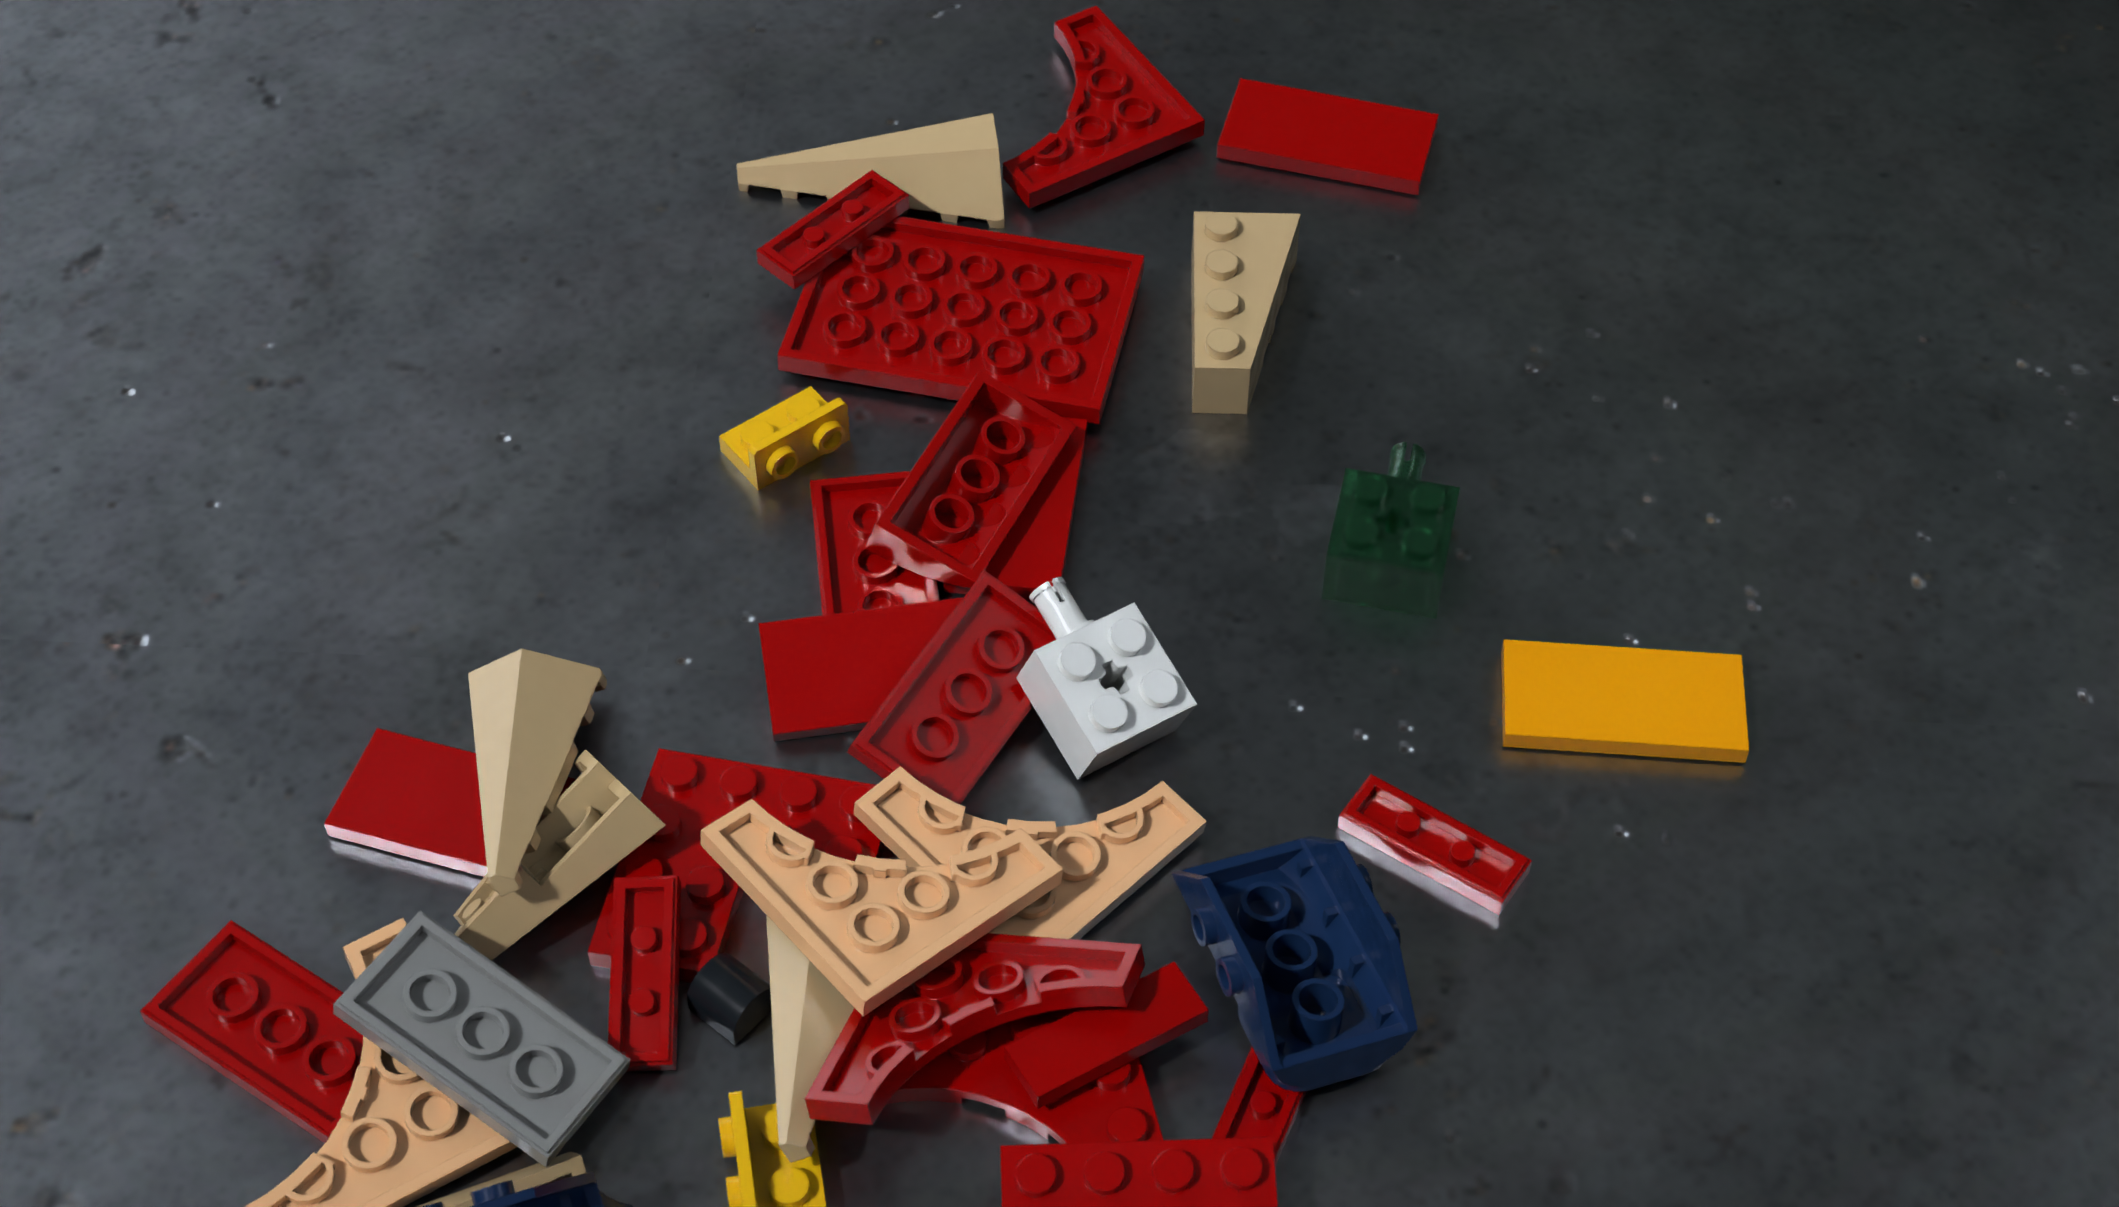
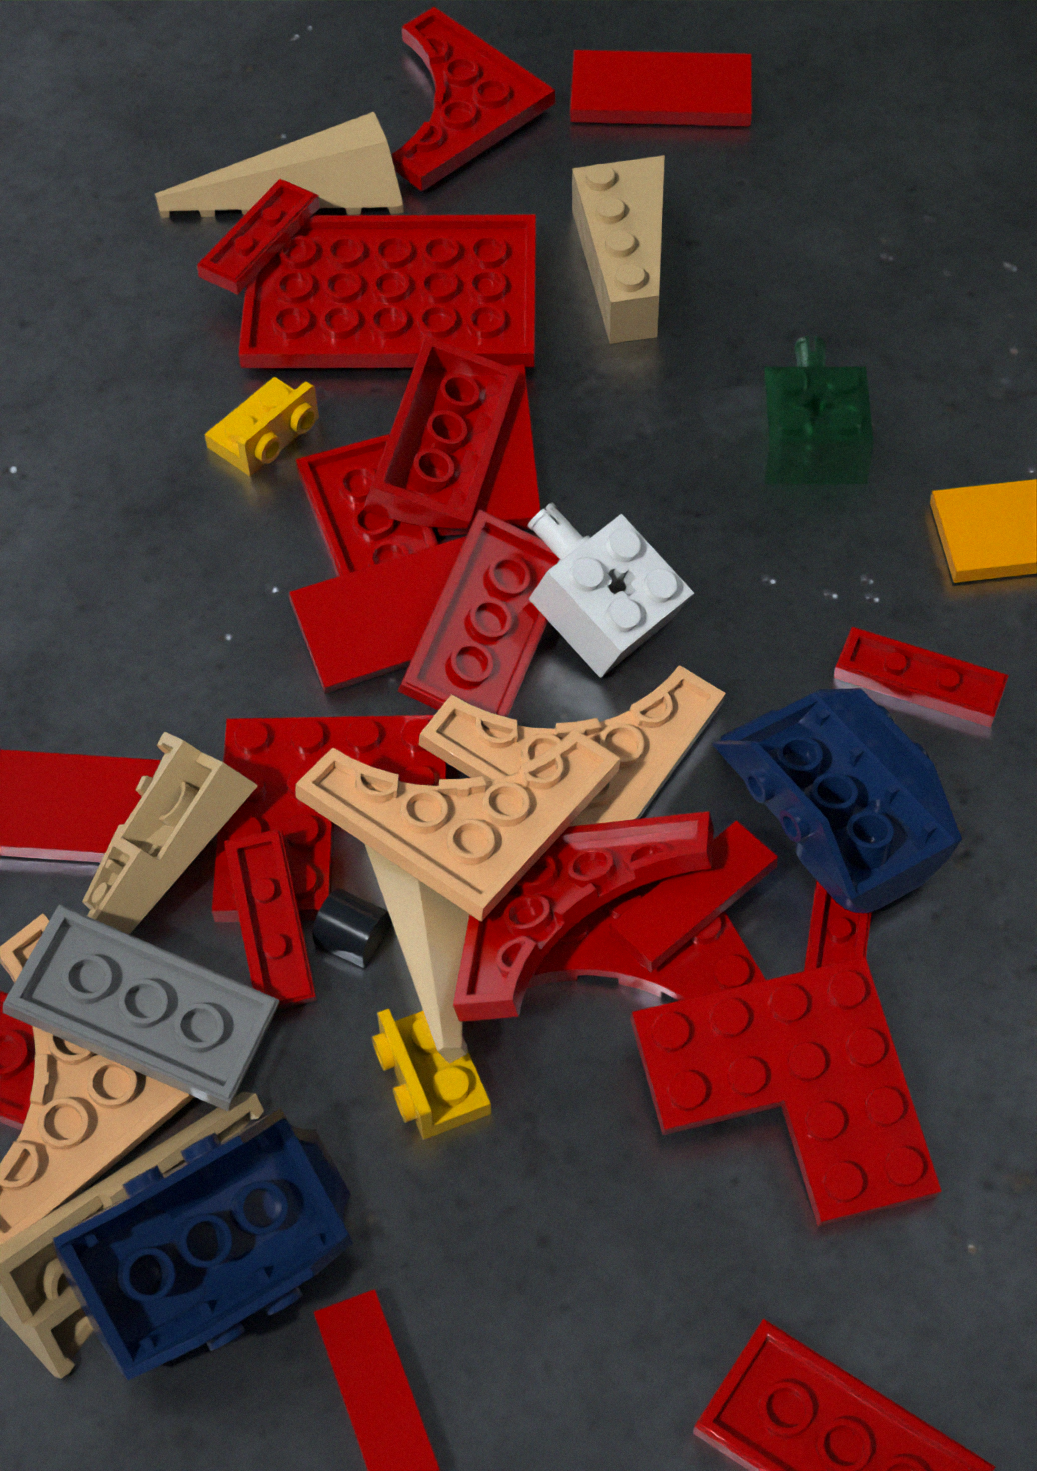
camera: 10 degrees left, 5 degrees up
(524, 746) = (105, 722): tan wedge -> none

